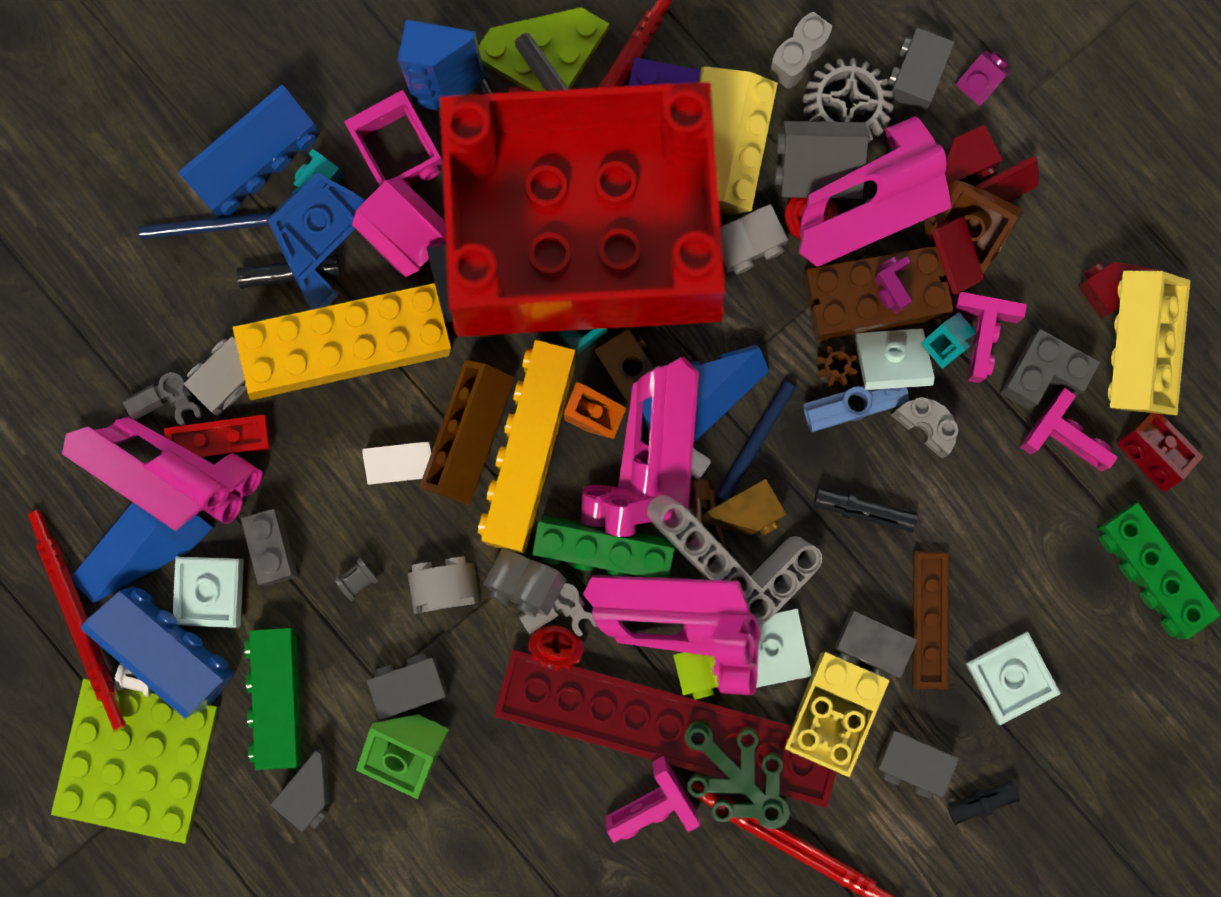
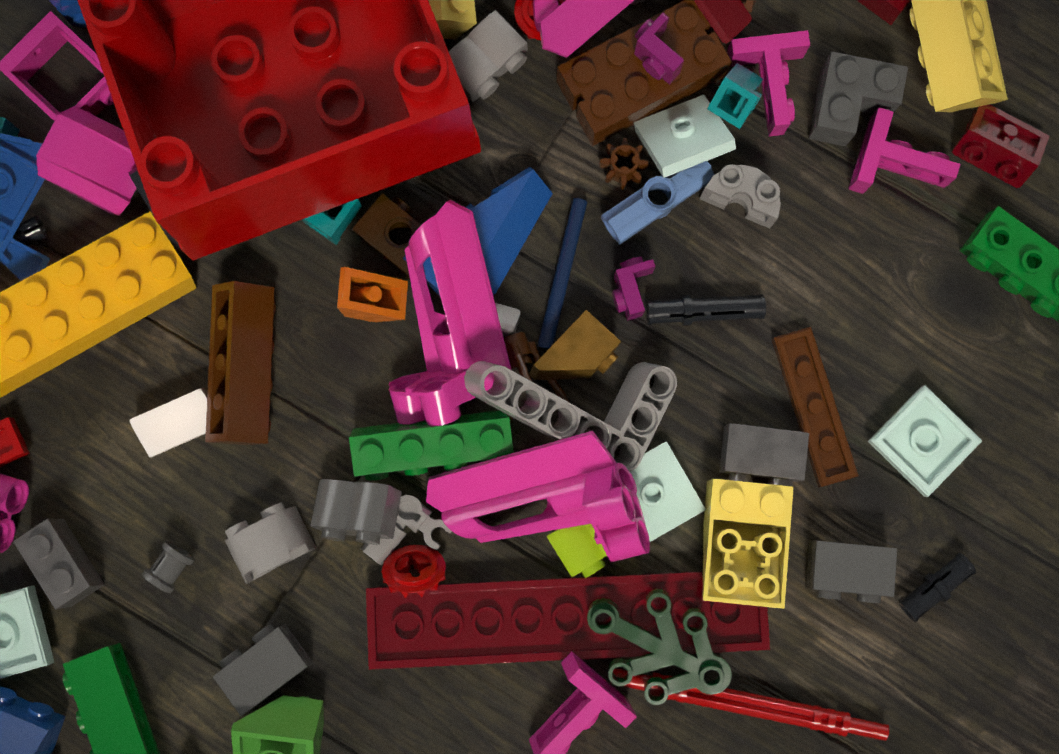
camera: 20 degrees left, 0 degrees up
(529, 447) = (313, 358): yellow brick -> none
(804, 477) = (627, 294): none -> magenta bracket

